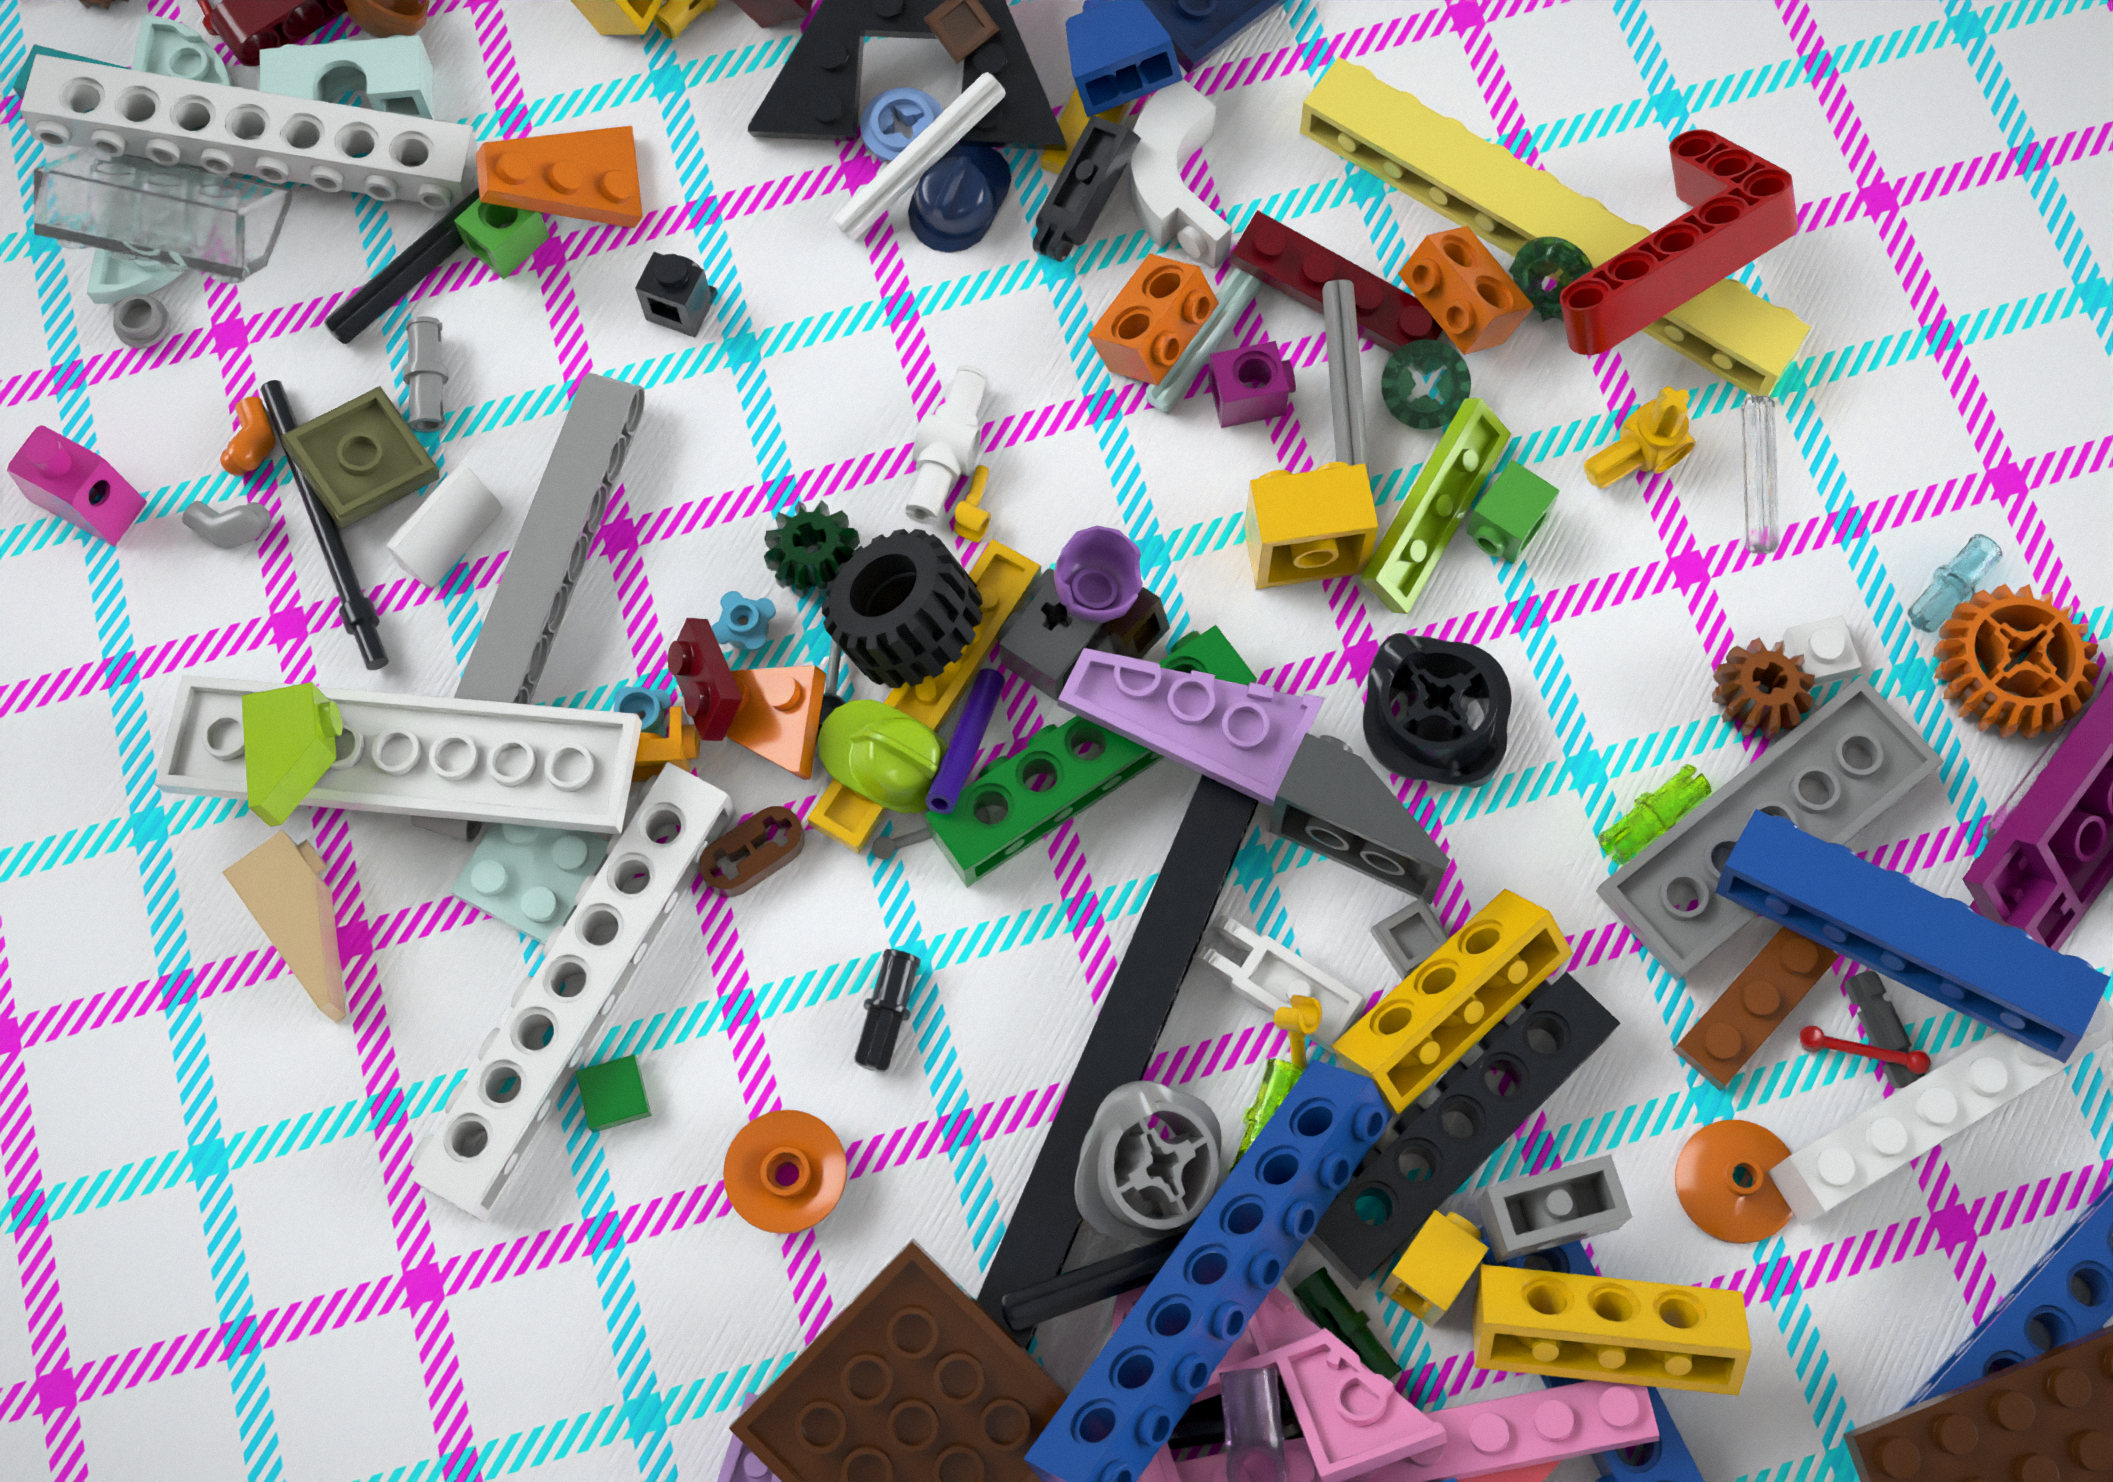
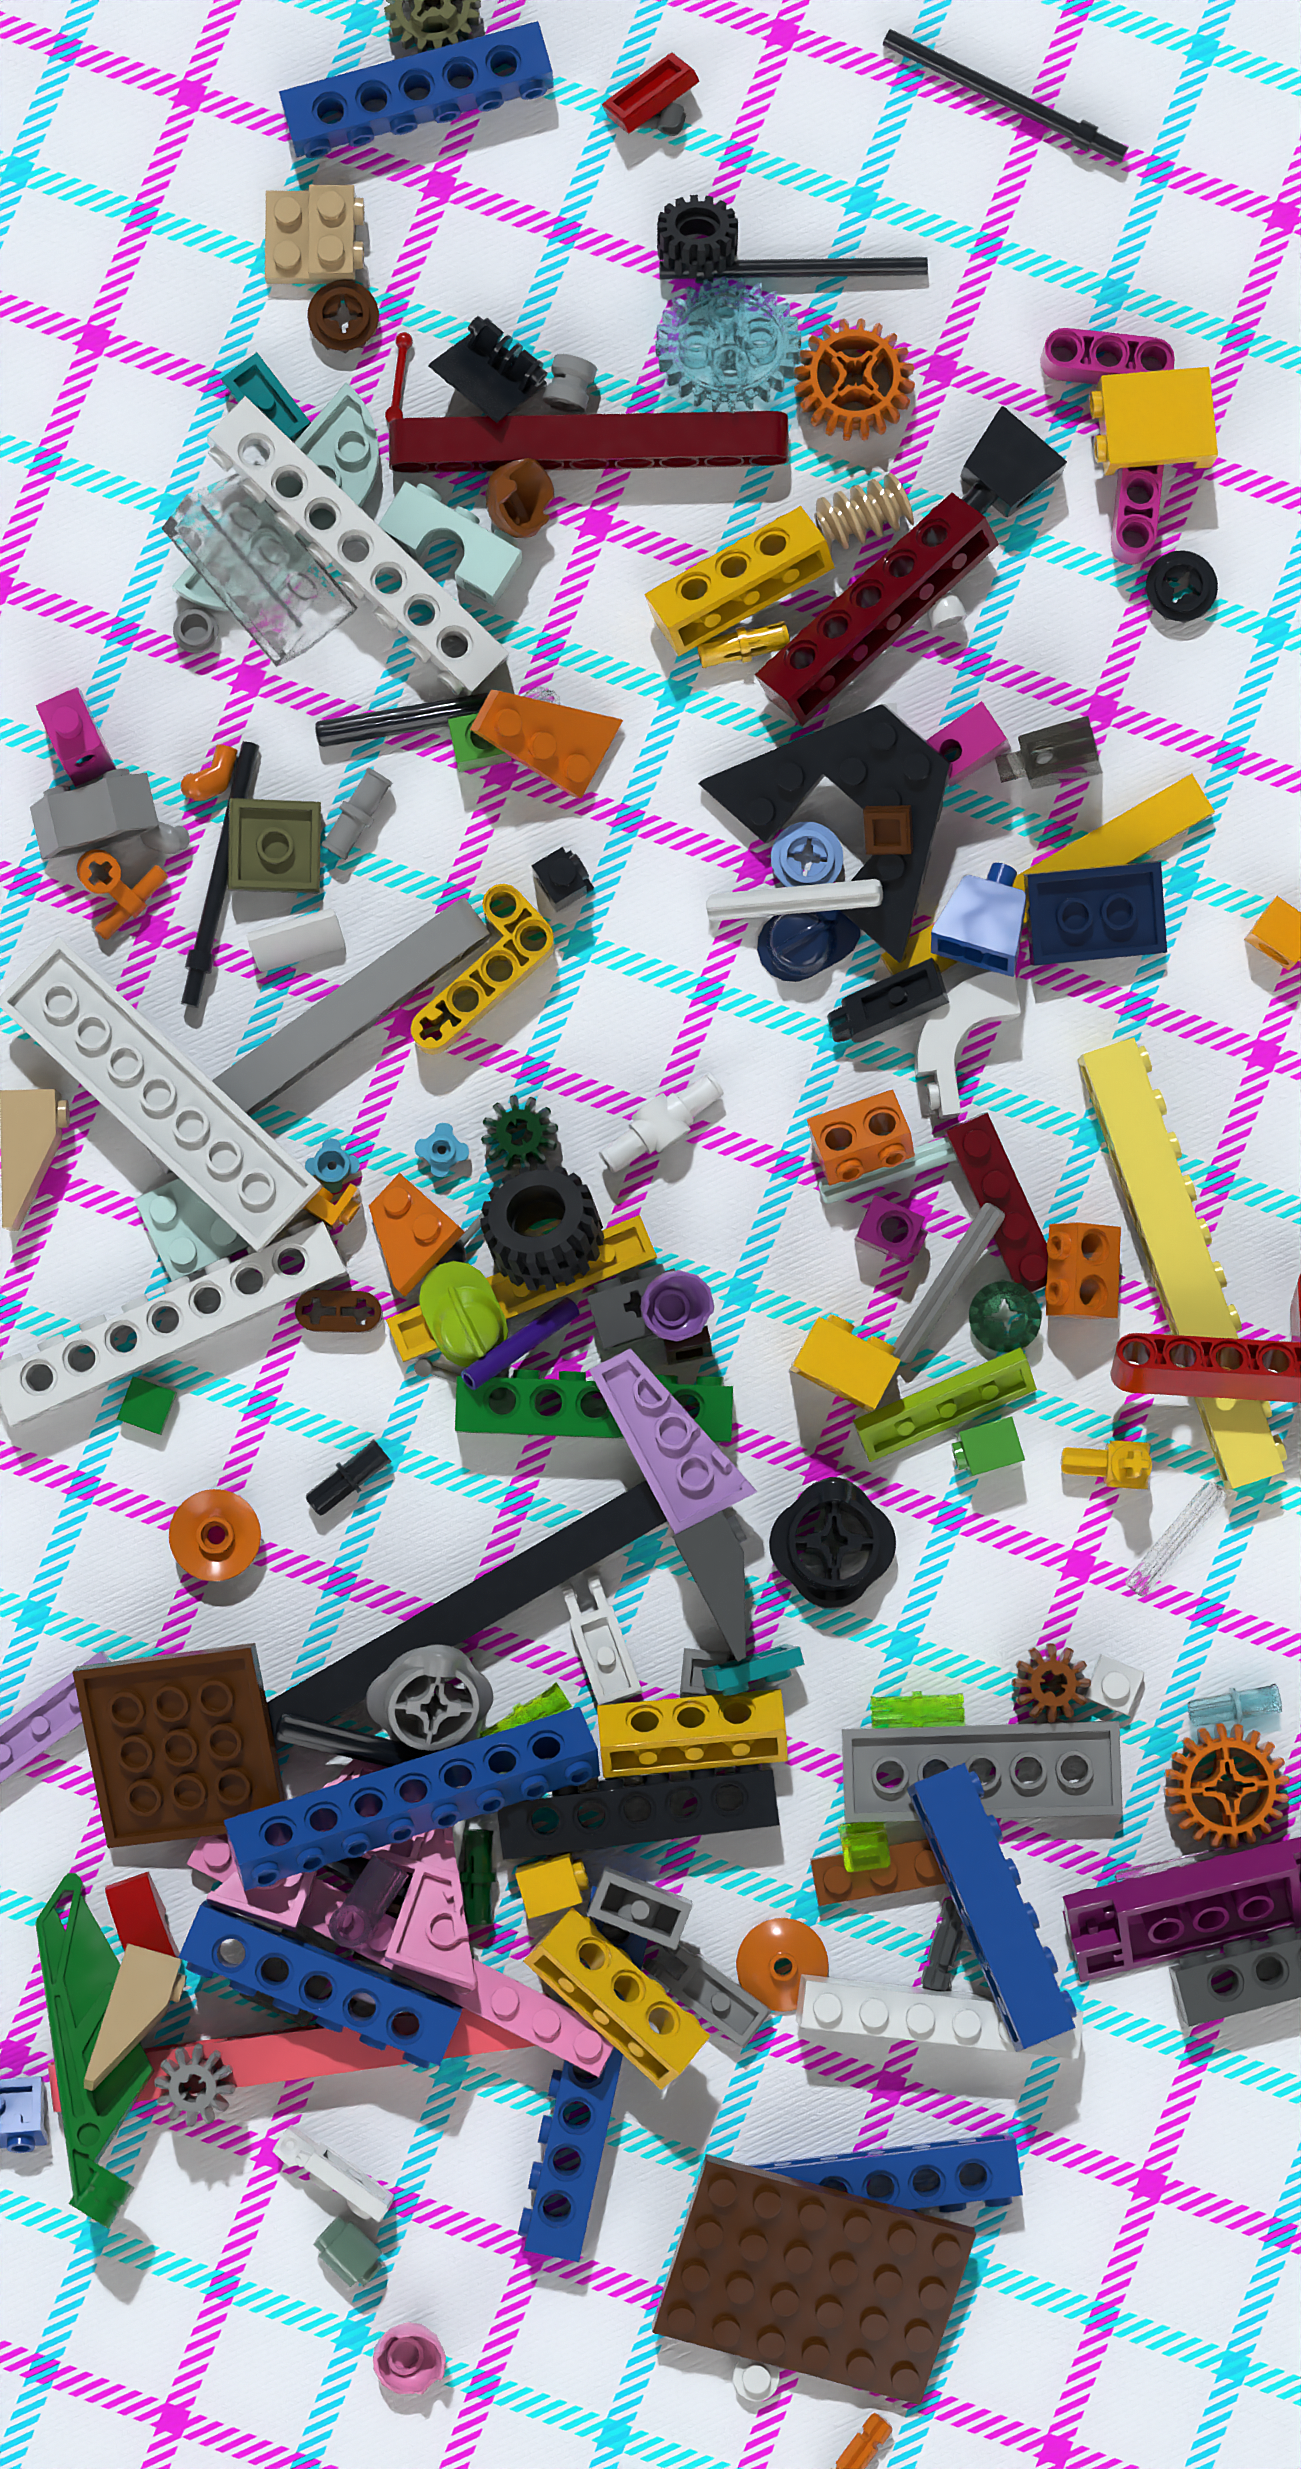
camera: 30 degrees right, 15 degrees up
(147, 548) = (93, 815): none -> light grey brick
(241, 607) = (129, 900): none -> orange piece
(287, 747) = (90, 1047): lime slope -> none
(662, 438) = (475, 977): none -> yellow beam
(704, 679) = (385, 1179): dark red plate -> none
(970, 519) = (638, 1185): yellow hand -> none
(1298, 1021) = (587, 1679): yellow hand -> none
(1476, 873) = (771, 1664): none -> teal plate
(1540, 259) = (1147, 1290): clear green gear -> none
(1700, 1259) = (712, 1995): none -> light grey hinge
(1720, 985) = (864, 1846): none -> clear neon green slope
(1813, 1040) = (898, 1918): red hinge -> none

